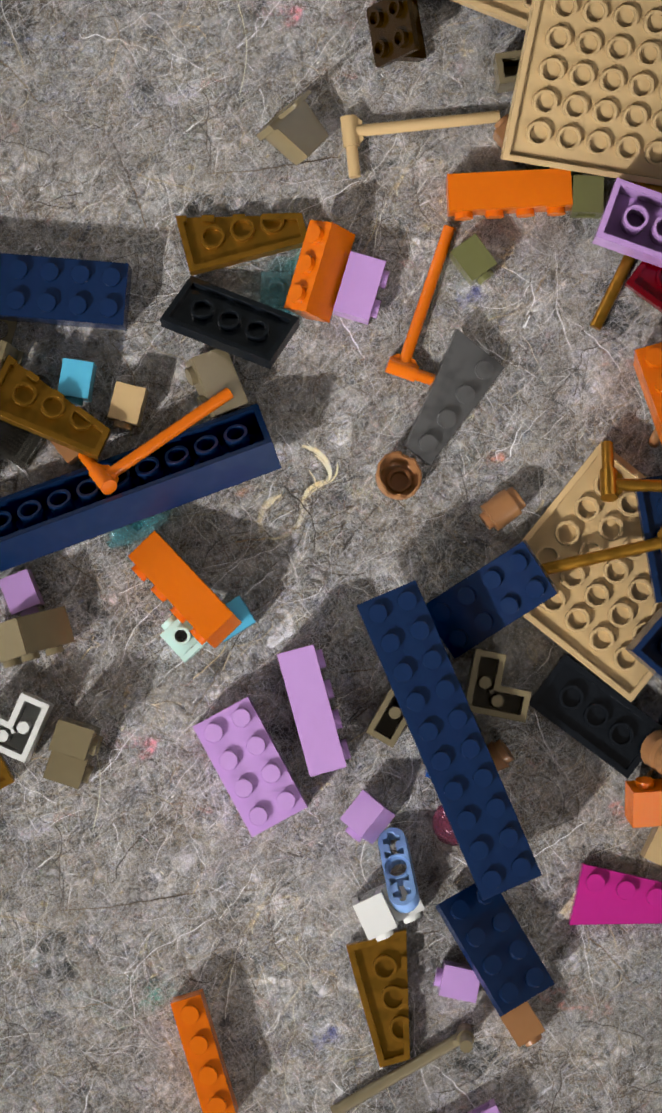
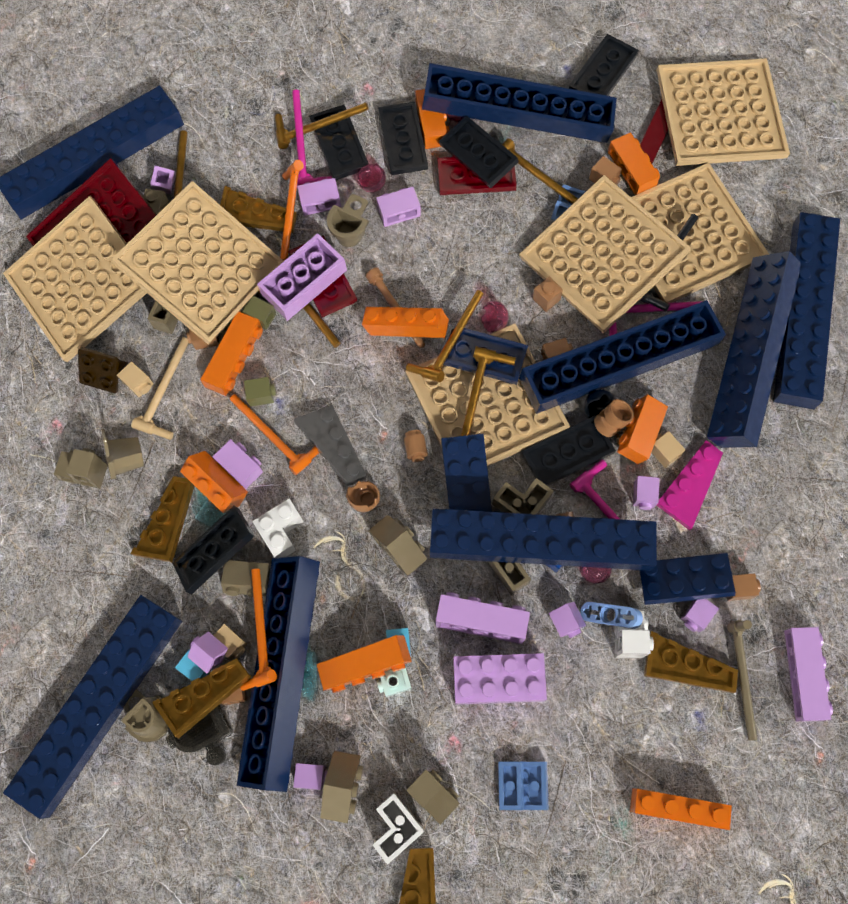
camera: 65 degrees left, 15 degrees down
(100, 388) = (207, 652): none -> lavender brick
(139, 855) = (523, 786): none -> medium blue slope
(250, 87) = (81, 468): none -> dark tan brick
(300, 381) = (275, 525): none -> white brick
(357, 554) = (399, 544): none -> dark tan brick
(406, 84) = (135, 379): none -> tan brick
(561, 755) = (583, 484): none -> dark pink bar
(588, 844) = (646, 492): none -> lavender brick

